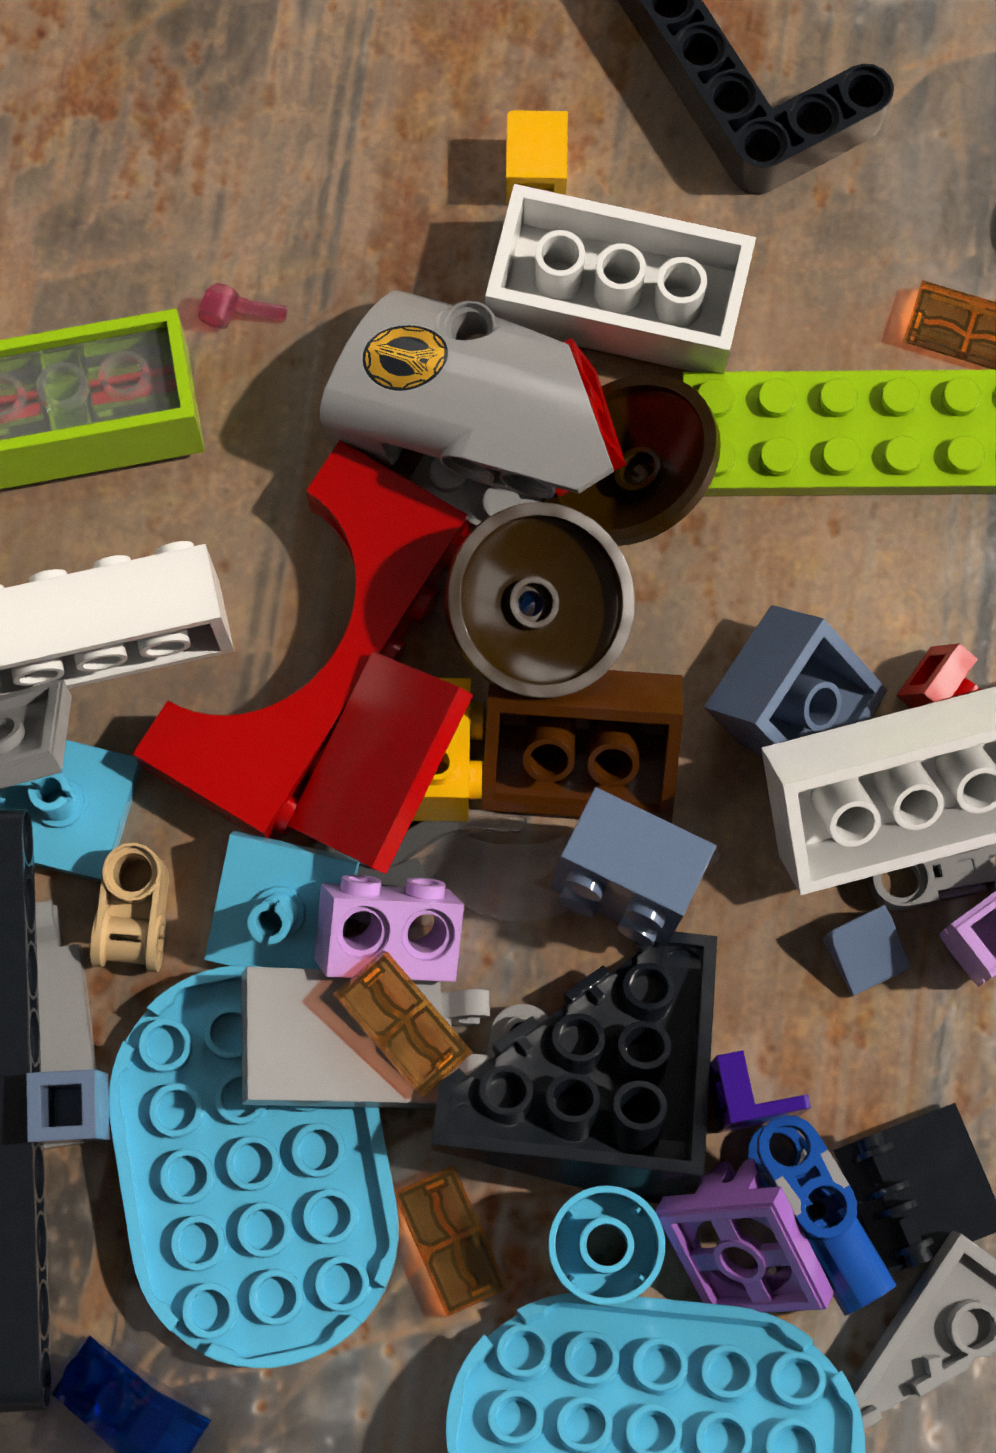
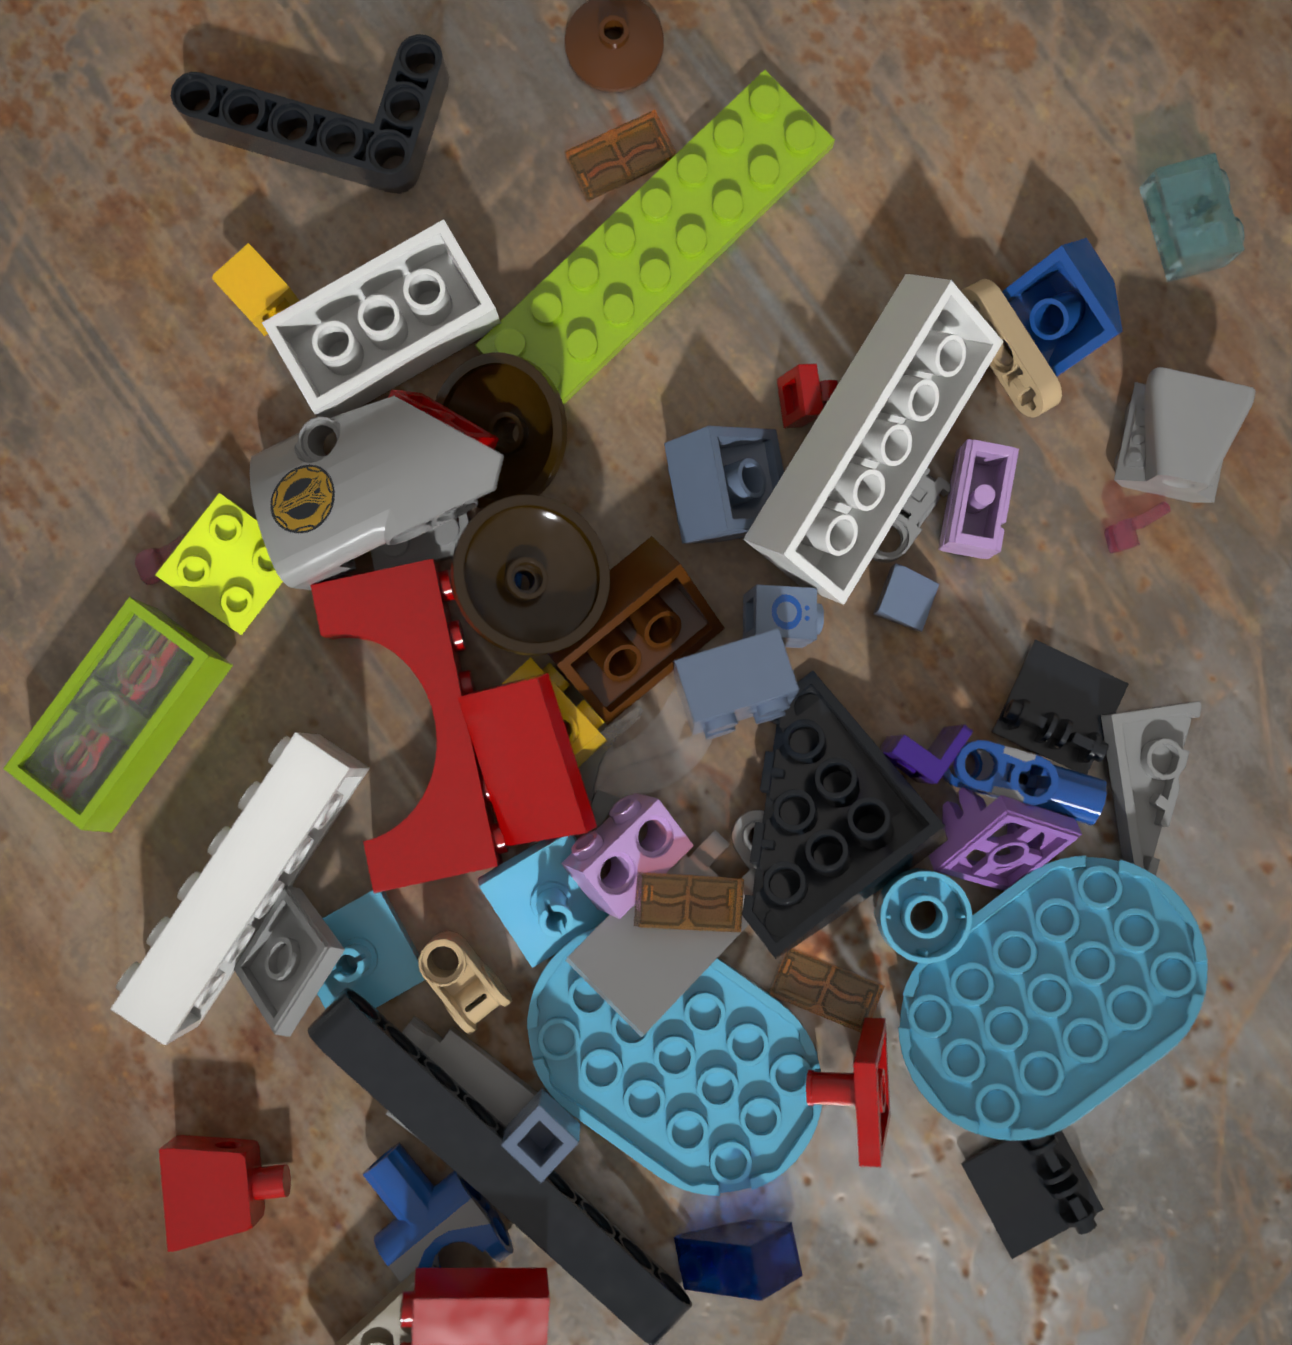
camera: 40 degrees left, 10 degrees up
(280, 359) = (223, 565): none -> neon yellow hinge
(400, 1354) = (864, 1089): none -> red tile
(743, 859) = (783, 607): none -> sand blue brick

